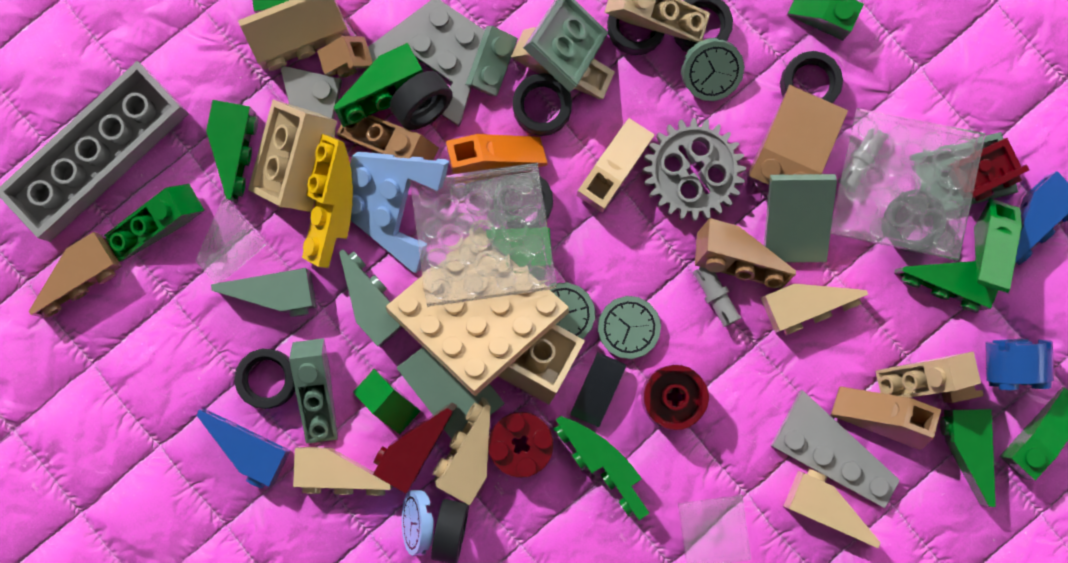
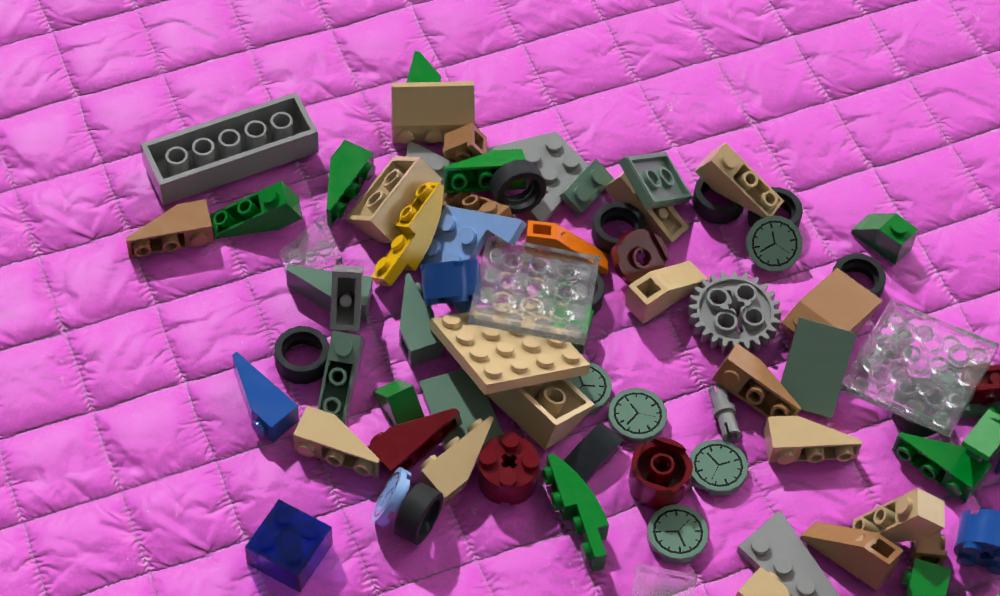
camera: 15 degrees right, 30 degrees down
(288, 311) = (346, 297): none -> light grey slope
(389, 253) = (449, 281): none -> blue brick
(563, 131) = (625, 254): none -> dark red plate
(708, 450) = (677, 533): none -> sand green tile
(727, 360) = (718, 467): none -> sand green tile

